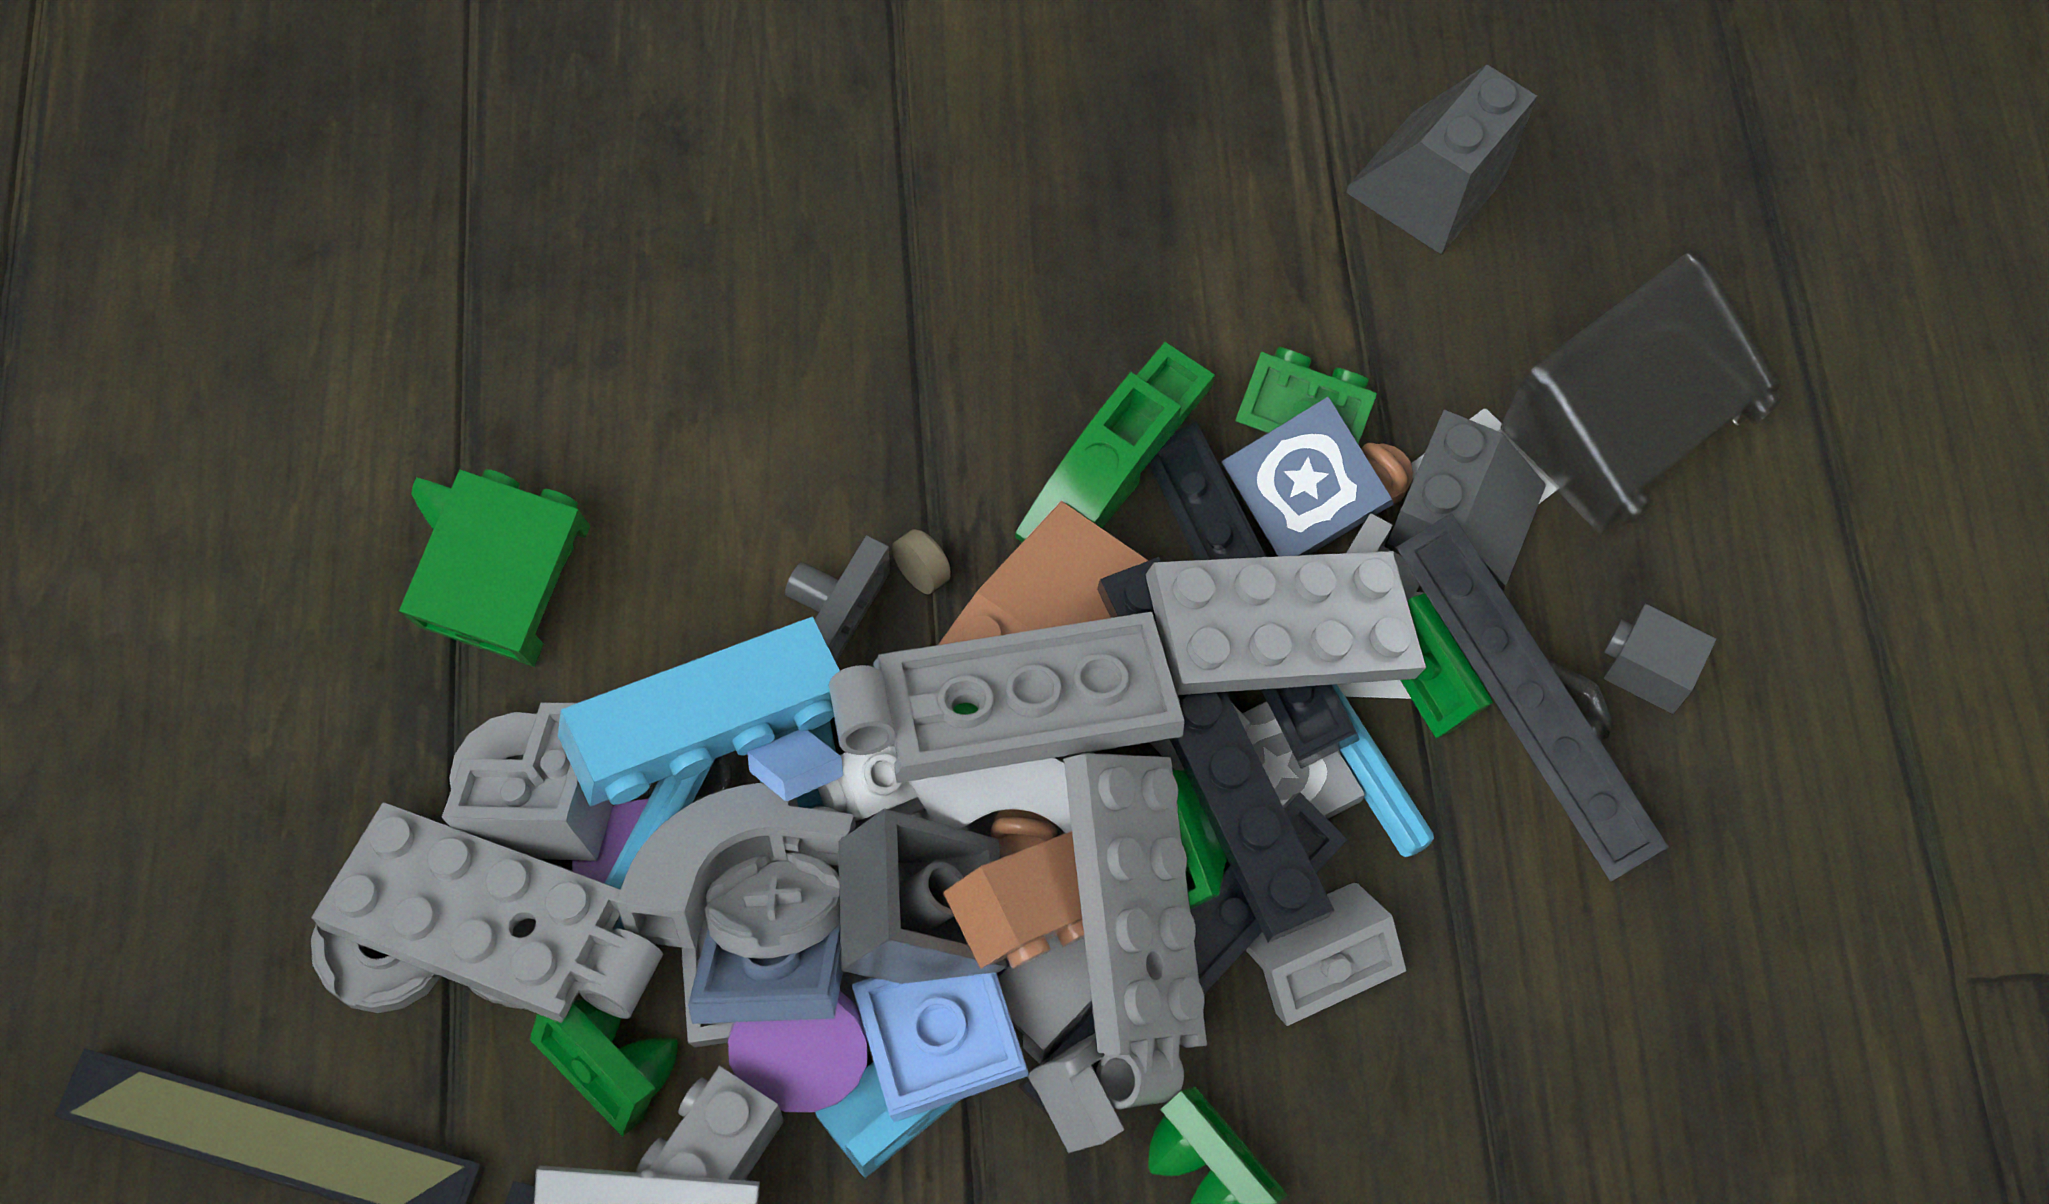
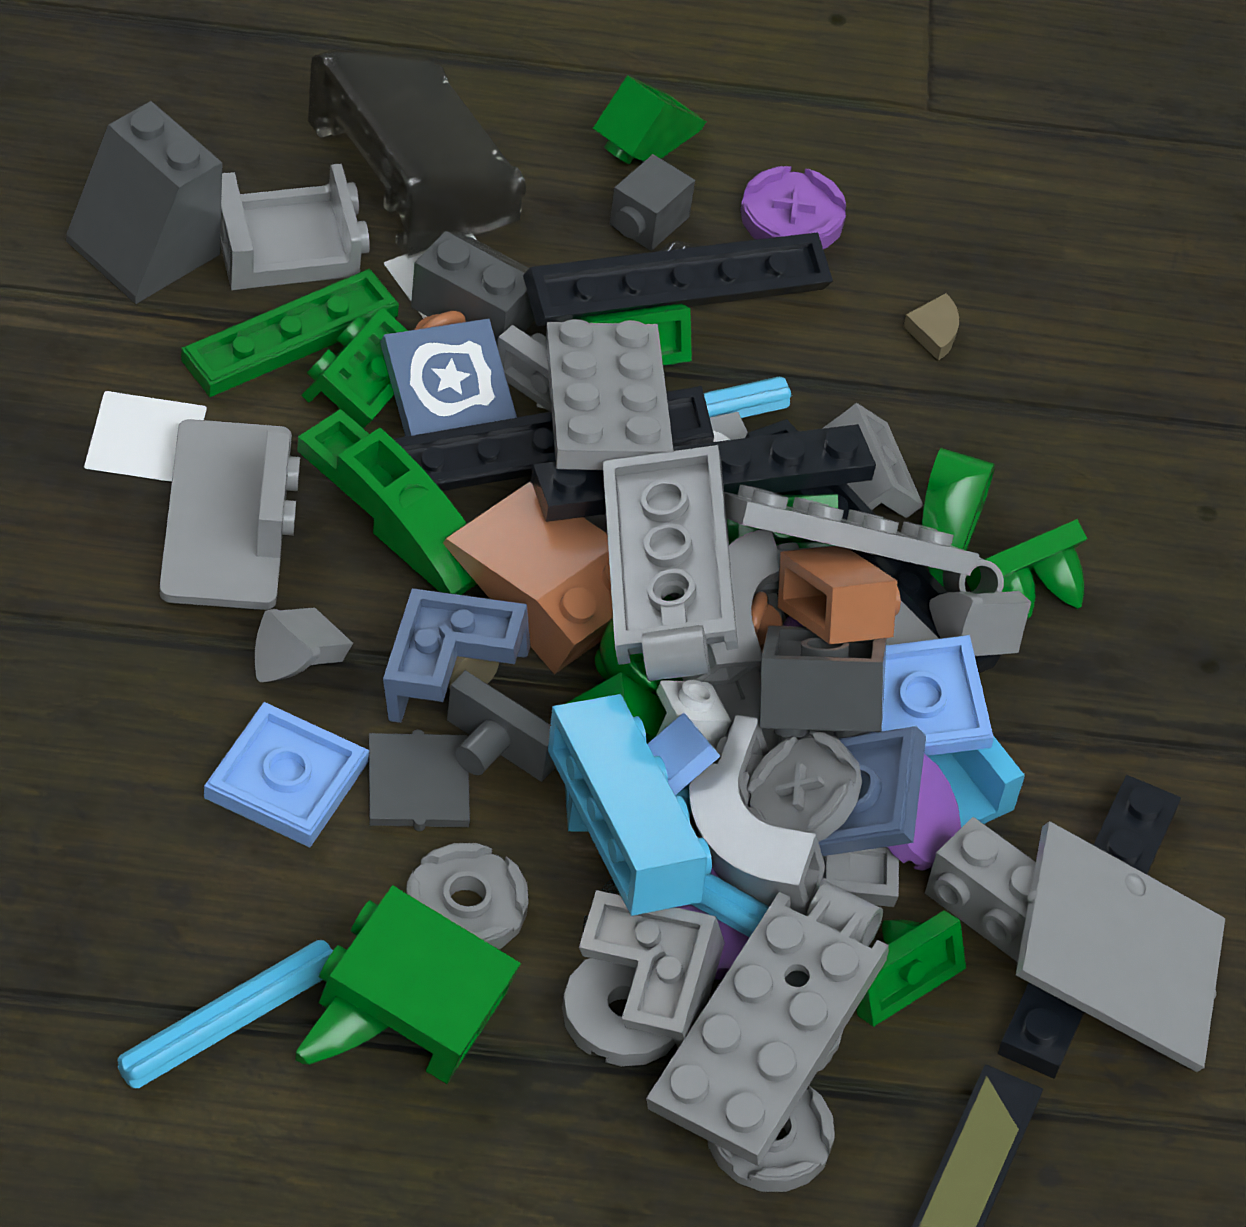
camera: 85 degrees left, 15 degrees down
(460, 414) = (223, 1015): none -> medium azure axle
(642, 642) = (474, 869): none -> light grey tile
(761, 423) = (286, 774): none -> light blue tile
(775, 534) = (417, 781): none -> dark grey piece
(920, 401) = (295, 640): none -> light grey tile
(932, 512) = (440, 629): none -> sand blue panel
(1076, 312) = (228, 514): none -> light grey bracket
(1169, 233) = (138, 435): none -> white sticker
(1293, 1062) = (956, 497): none -> green piece
(1348, 332) = (284, 333): none -> green tile
(1481, 298) = (291, 233): none -> light grey panel
(1588, 1017) = (934, 325): none -> dark tan tile
(1723, 828) = (793, 204): none -> medium lavender tile
(1790, 638) = (645, 122): none -> green slope

